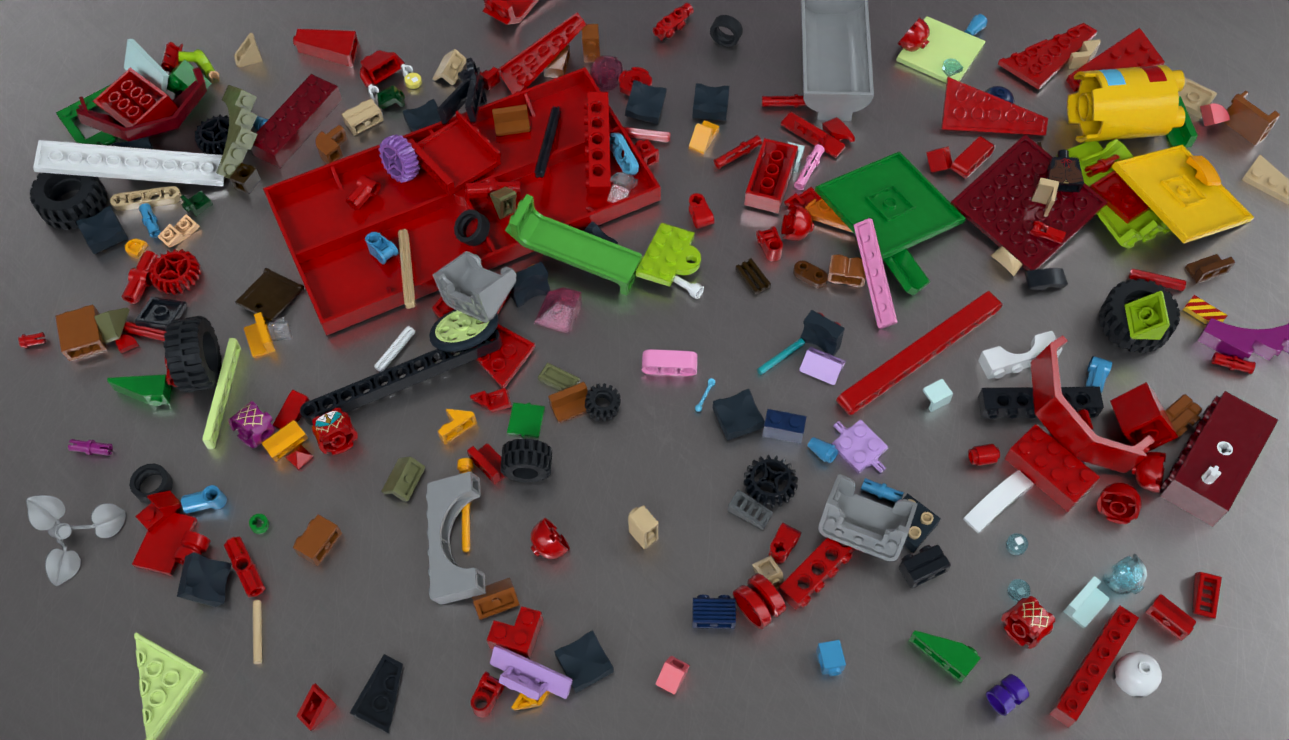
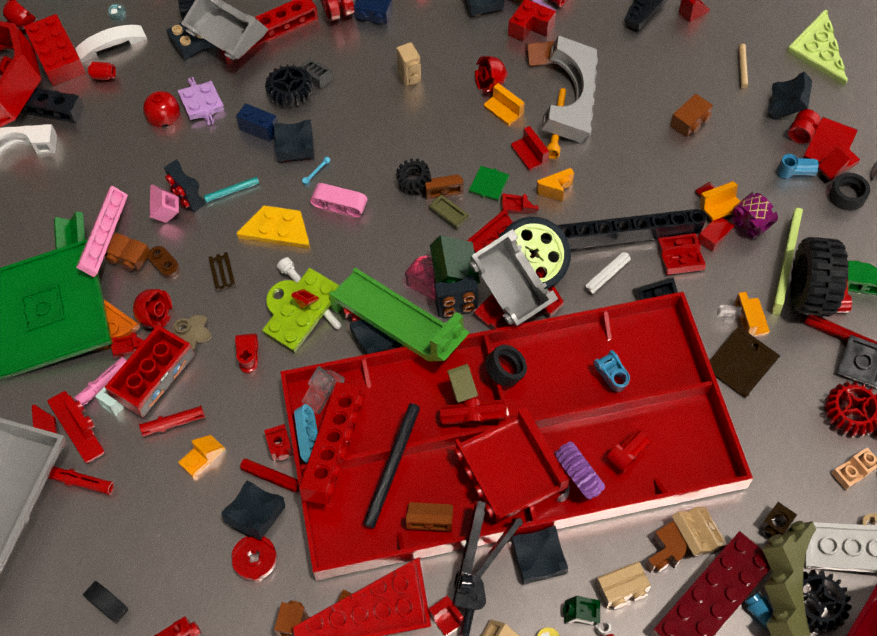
camera: 165 degrees left, 0 degrees up
(196, 204) = (839, 503): dark green bracket -> none
(249, 576) = (756, 107): red piece -> none
(254, 519) = (740, 144): green bush -> none
(306, 156) = (699, 531): none -> tan slope
(324, 379) = (681, 254): none -> red slope
(334, 432) = (673, 192): red brick -> none
(349, 343) = (656, 289): none -> black slope
(403, 478) = (612, 151): olive panel -> none
(406, 269) = (586, 336): tan axle -> none
(526, 460) = (496, 128): black tyre -> none
(526, 510) = (505, 105): none -> light orange panel
(537, 313) = (452, 259): none -> dark green brick
(606, 71) = (289, 577): clear pink cylinder -> none
(662, 248) = (304, 298): none -> red slope
(710, 102) = (173, 496): black brick -> none
(719, 328) = (276, 227): none -> yellow wing
(754, 219) = (195, 330): none -> dark tan plate
(770, 243) = (187, 302): red piece -> none
(770, 570) = (319, 25): tan bracket -> none
(784, 541) = (298, 43): red piece -> none
(822, 365) = (198, 169): lavender panel -> none
(824, 450) = (232, 100): dark azure cone -> none
(837, 313) = (163, 204): none -> bright pink slope
(881, 490) = (200, 63): dark azure pin -> none
(895, 425) = (161, 109): none -> red cylinder
(918, 353) = (100, 163): red beam -> none
(938, 394) = (108, 119): light aqua panel -> none

